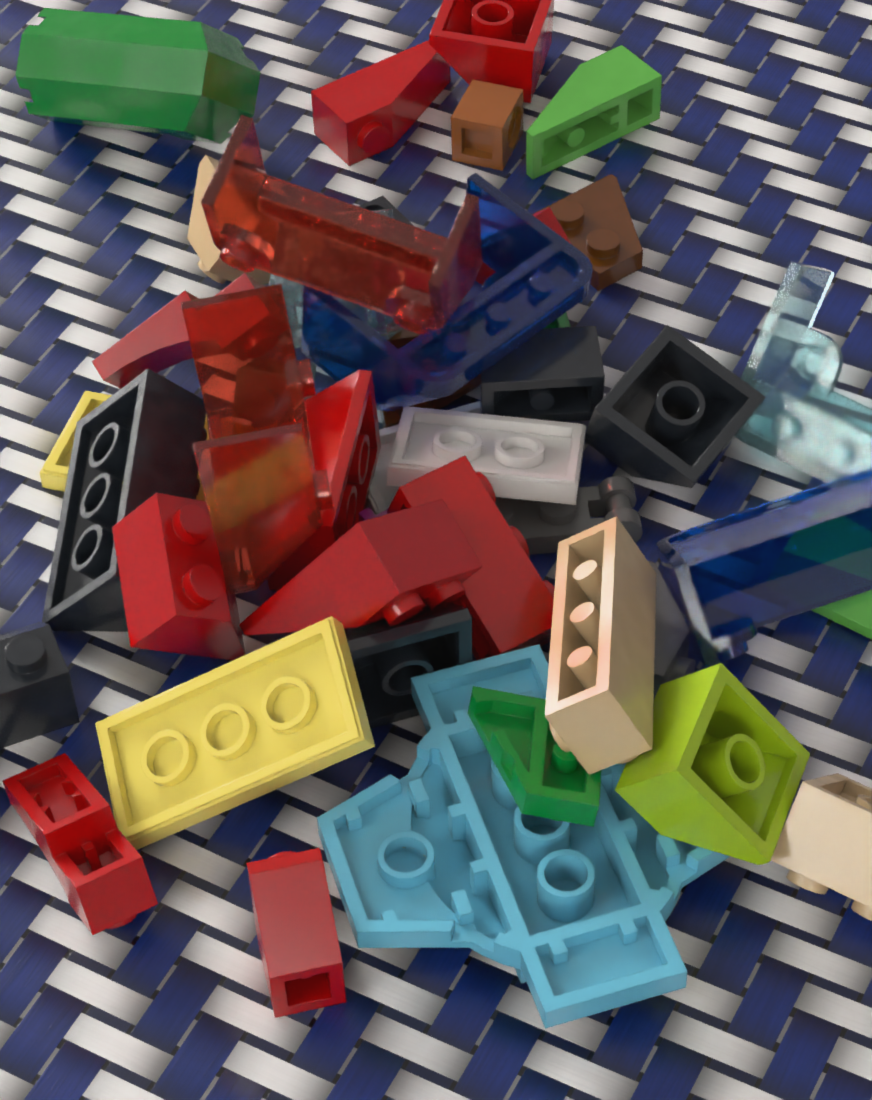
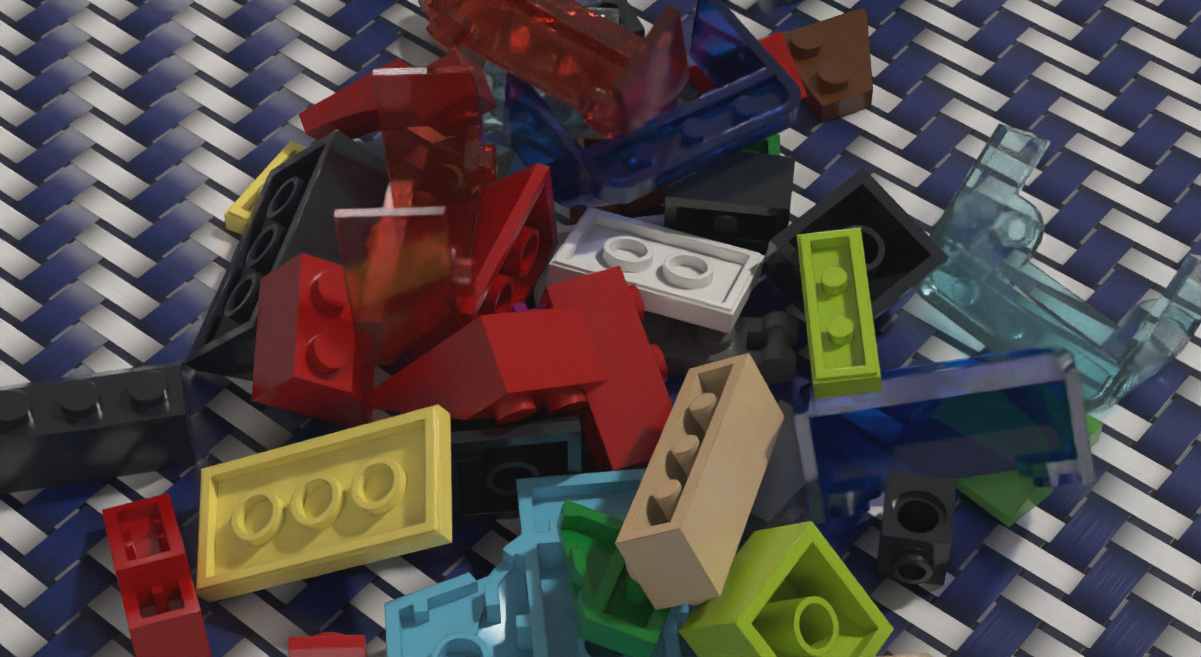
camera: 10 degrees right, 0 degrees up
(680, 467) = (838, 313): none -> lime tile
(798, 658) = (916, 528): none -> black brick

